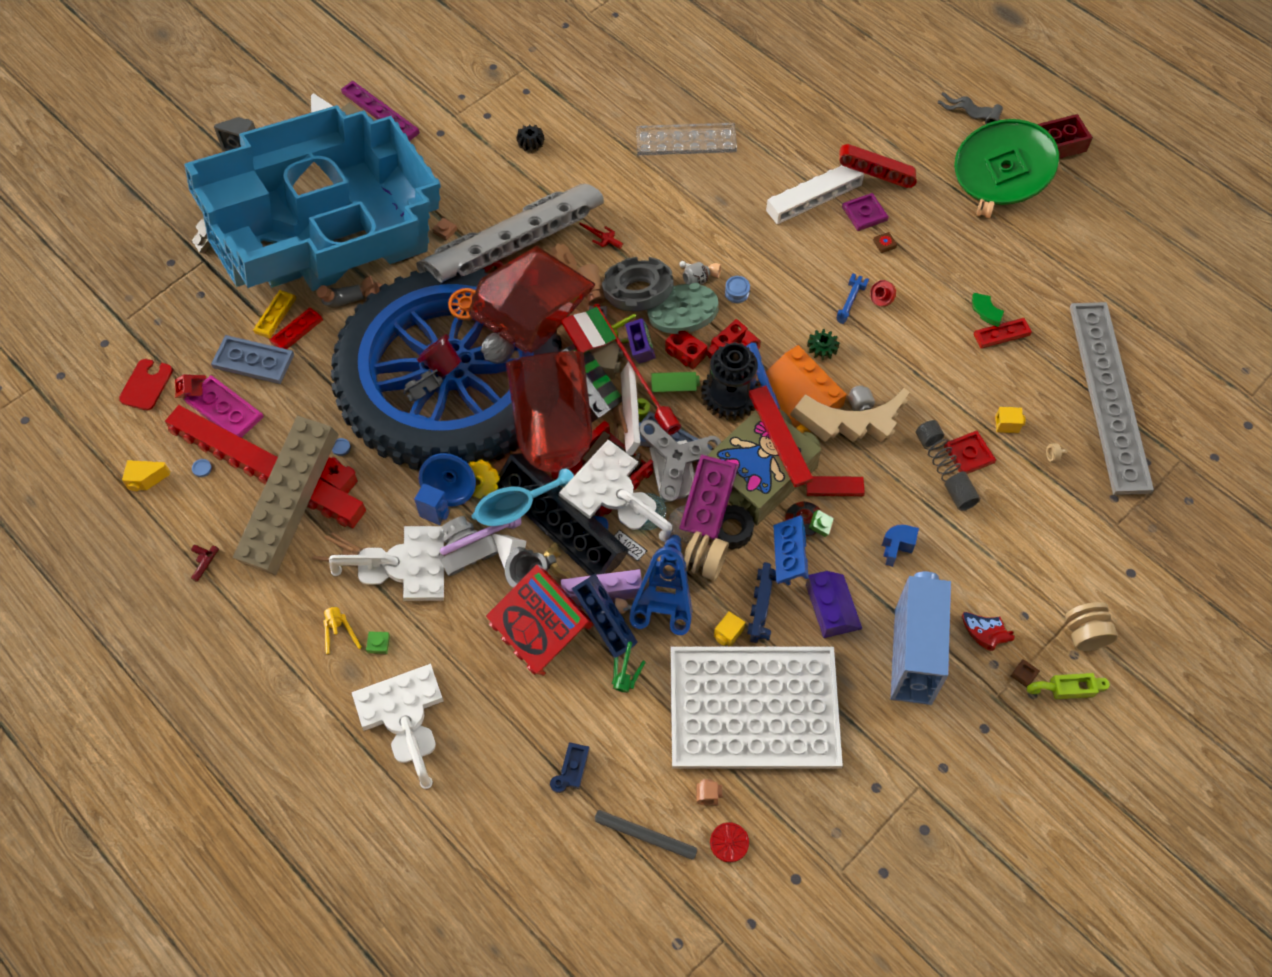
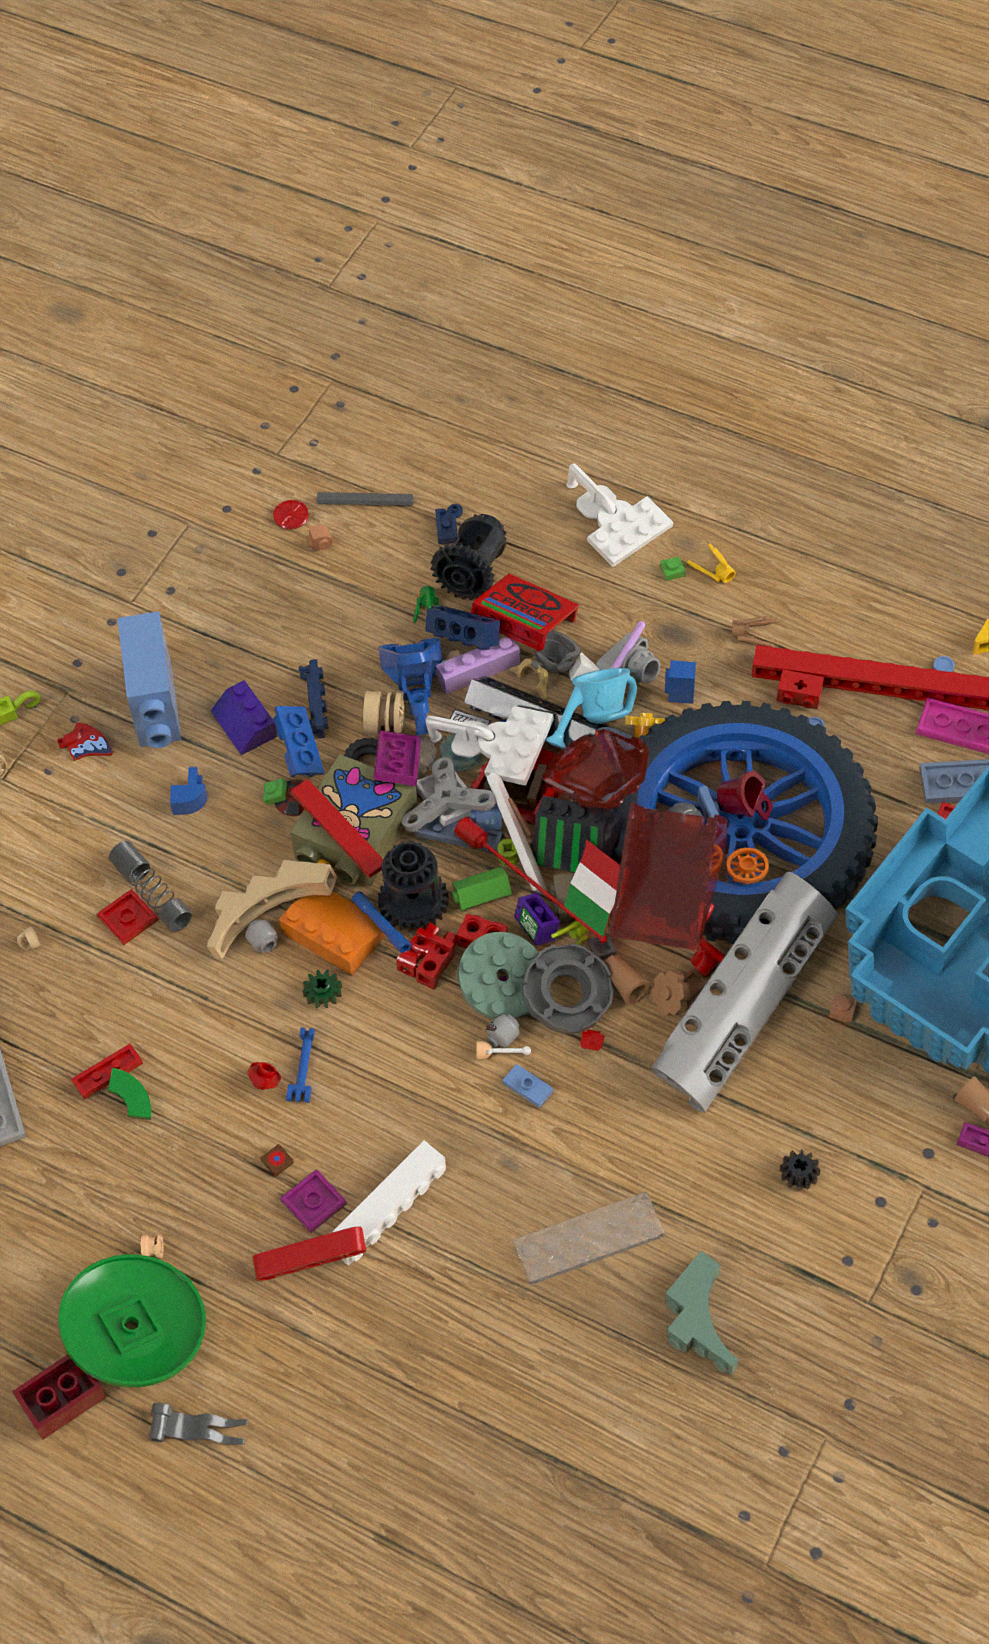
camera: 165 degrees right, 5 degrees down
(203, 560) = (882, 587): dark red hose -> none
(286, 495) = (829, 641): dark tan brick -> none
(412, 563) = (678, 636): white plate -> none
(428, 380) = (753, 761): dark grey hinge -> none
(458, 487) = (675, 706): blue dish -> none
(470, 359) = (706, 803): none -> medium blue plate
(584, 677) = (467, 563): none -> black piece
(606, 237) = (635, 1057): red piece -> none
(633, 251) = (592, 1040): none -> red piece
(637, 86) = (693, 1326): none -> sand green arch
(690, 241) = (528, 1086): none -> medium blue plate
(729, 629) = (340, 666): yellow brick -> none
(737, 289) = (446, 1032): medium blue wheel -> none
(754, 708) = (297, 614): white plate -> none
(836, 486) = (265, 837): red tile -> none
(1009, 420) = (85, 960): yellow brick -> none
(1025, 673) = (43, 716): reddish brown tile -> none

